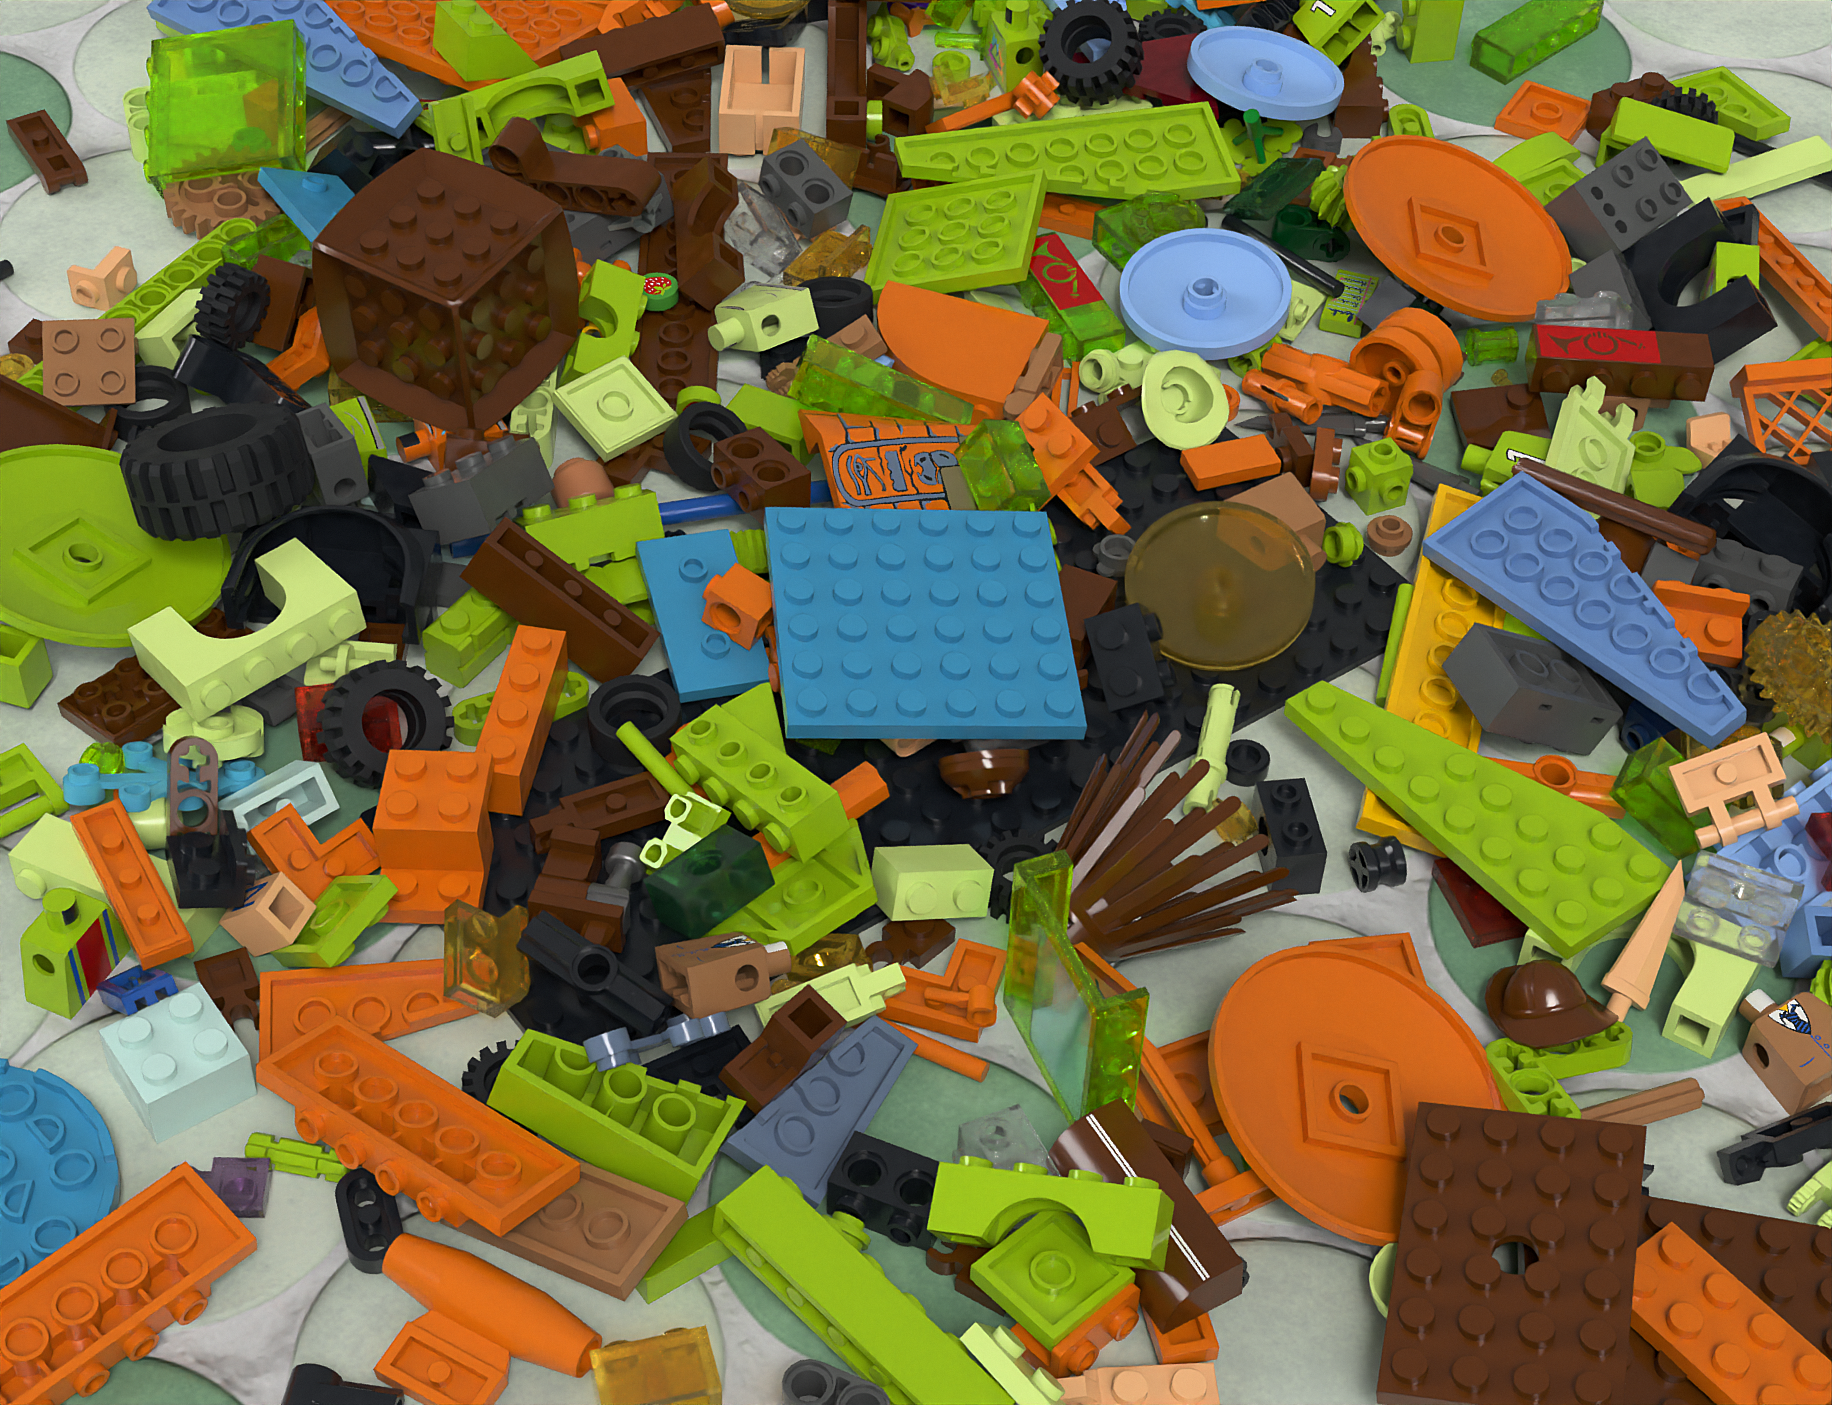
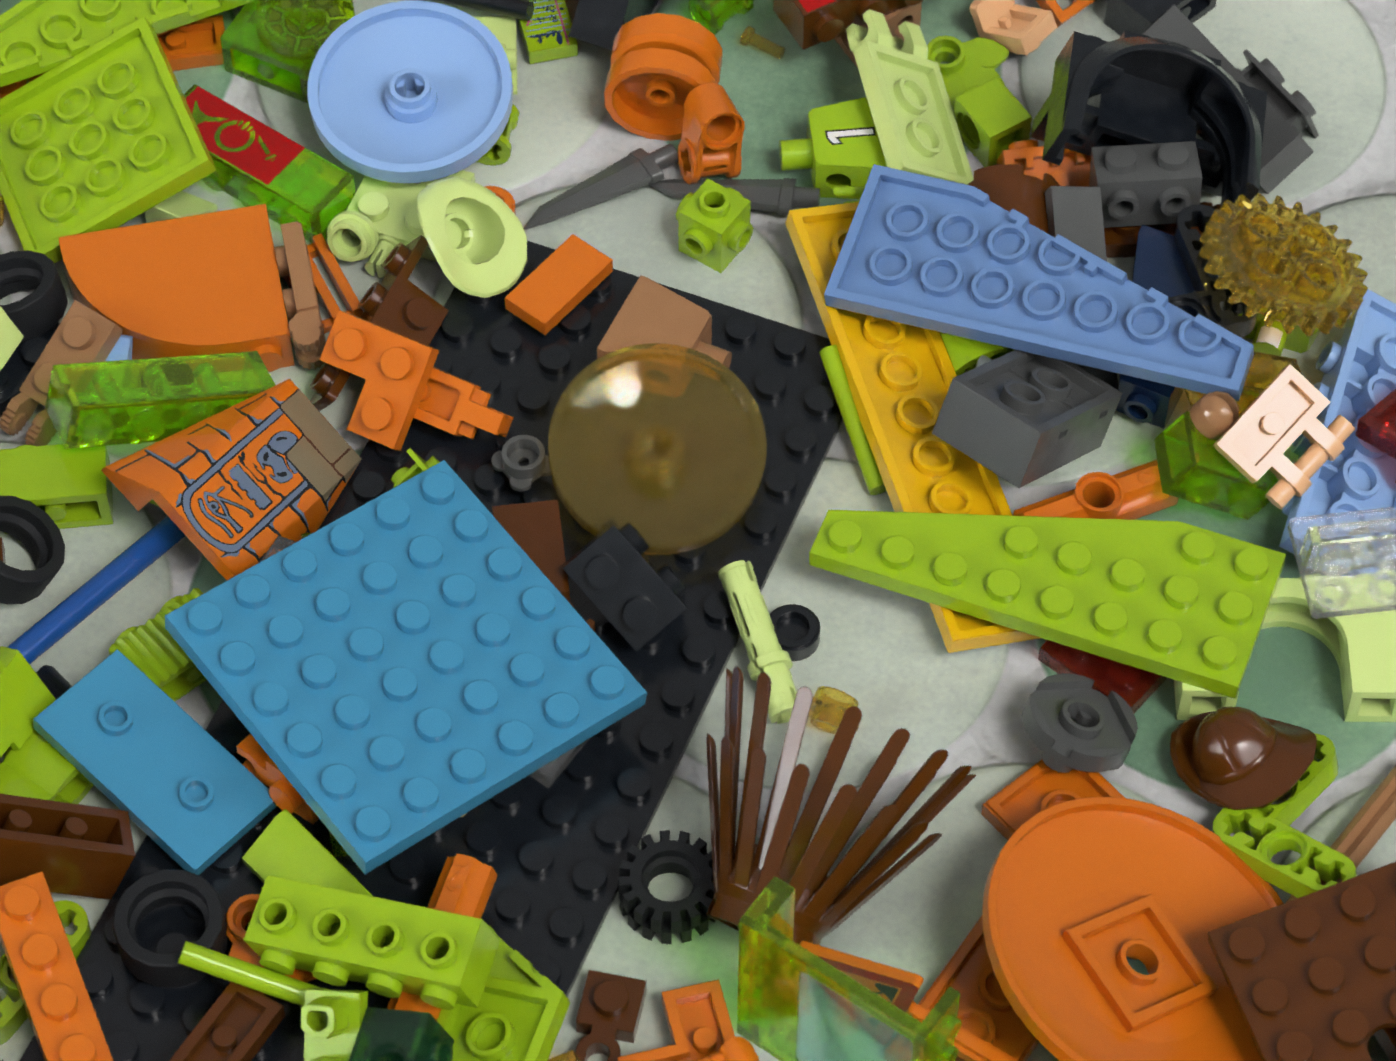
camera: 30 degrees left, 10 degrees up
(739, 605) = (200, 739): orange brick -> none
(760, 473) = (104, 563): reddish brown brick -> none
(931, 882) = (601, 947): yellowish green brick -> none
(985, 772) = (573, 797): reddish brown piece -> none
(1001, 467) = (354, 428): clear neon green brick -> none
(1291, 447) = (606, 234): reddish brown plate -> none
(1295, 839) = (895, 697): black brick -> none
(1300, 404) = (556, 174): orange pin -> none
(1327, 379) = (589, 133): orange piece -> none
(1327, 453) = (644, 230): dark orange plate -> none
(1342, 544) = (735, 329): lime plate -> none
(1377, 863) = (993, 682): black wheel -> none
(1389, 535) = (762, 298): medium nougat plate -> none
(1435, 942) = (1103, 727): none -> dark grey plate
(1488, 412) = (781, 88): reddish brown plate -> none
(1622, 508) = (993, 164): reddish brown axle -> none
(1638, 963) = (1293, 659): light nougat bar -> none
(1682, 746) = (1214, 414): none -> medium nougat hinge
(1707, 617) = (1143, 249): orange bracket -> none

